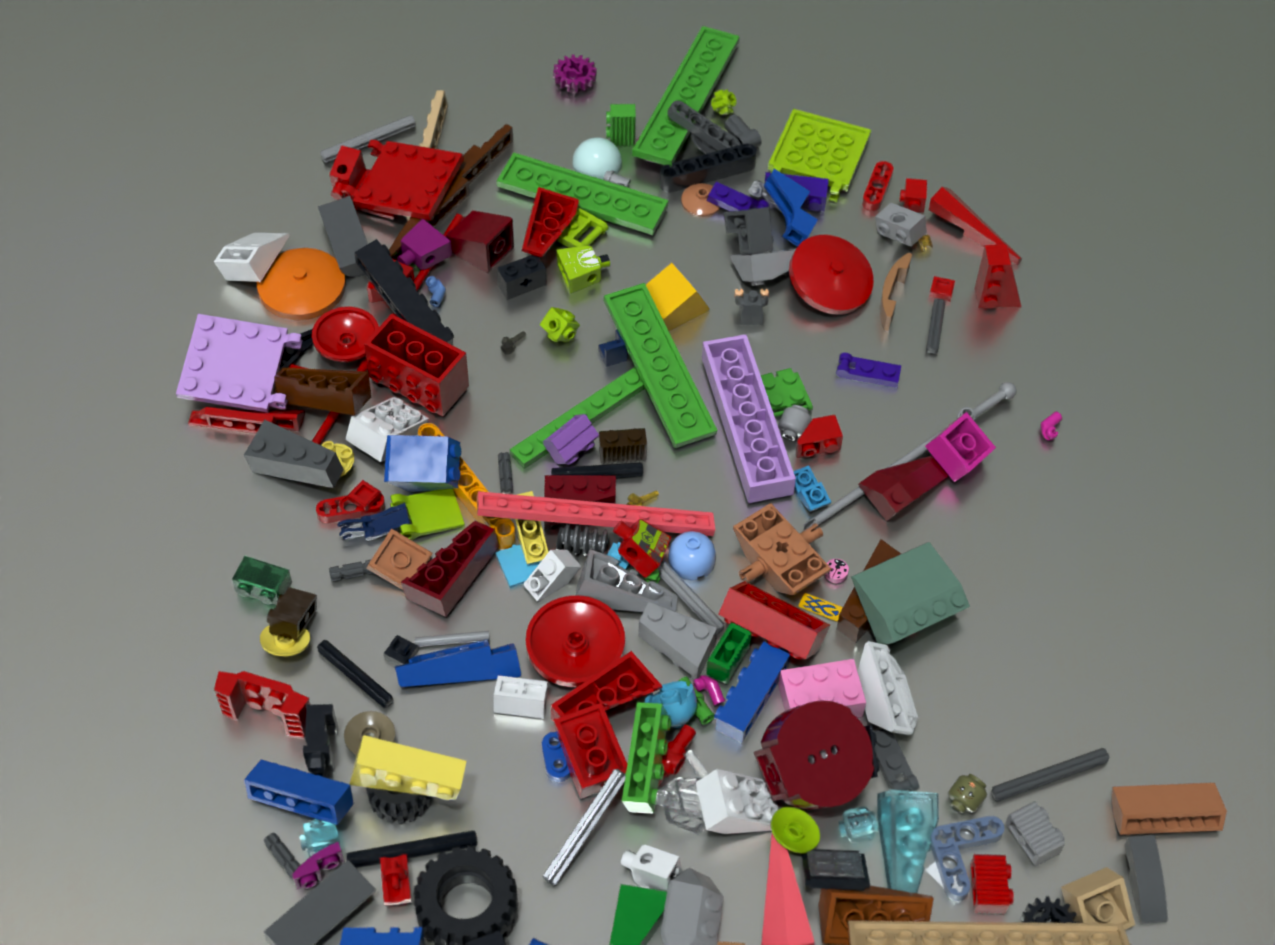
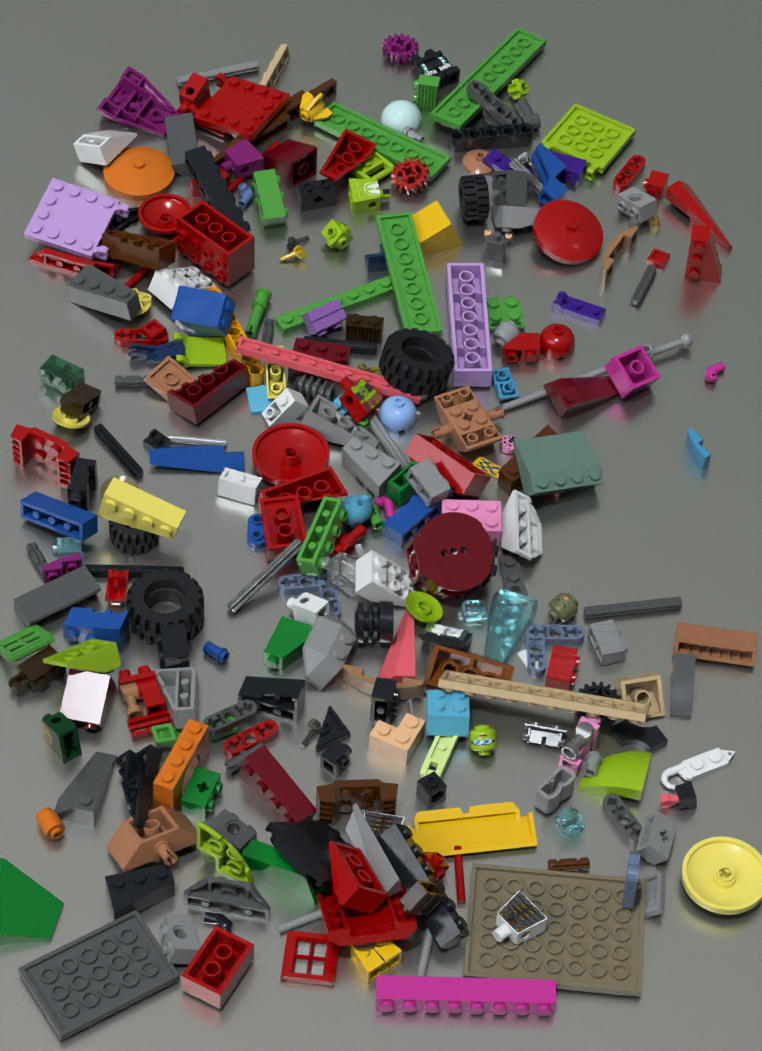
camera: 10 degrees right, 5 degrees down
(281, 195) = (137, 104): none -> magenta wedge
(467, 291) = (269, 198): none -> bright green wedge
(487, 439) = (259, 307): none -> bright green pin
(492, 166) = (312, 108): none -> yellow brick
(516, 355) = (297, 251): none -> yellow hand
(621, 89) = (436, 65): none -> black hips
(629, 235) = (410, 175): none -> red gear
(652, 822) = (318, 585): none -> sand blue beam
(693, 501) = (416, 362): none -> black tyre
(711, 249) = (474, 197): none -> black tyre
(736, 869) = (374, 622): none -> black wheel
(754, 202) = (534, 183): none -> dark grey axle
(760, 653) = (428, 482): none -> light grey brick
(857, 420) = (557, 342): none -> red cylinder
(1057, 529) = (694, 445): none -> dark azure slope

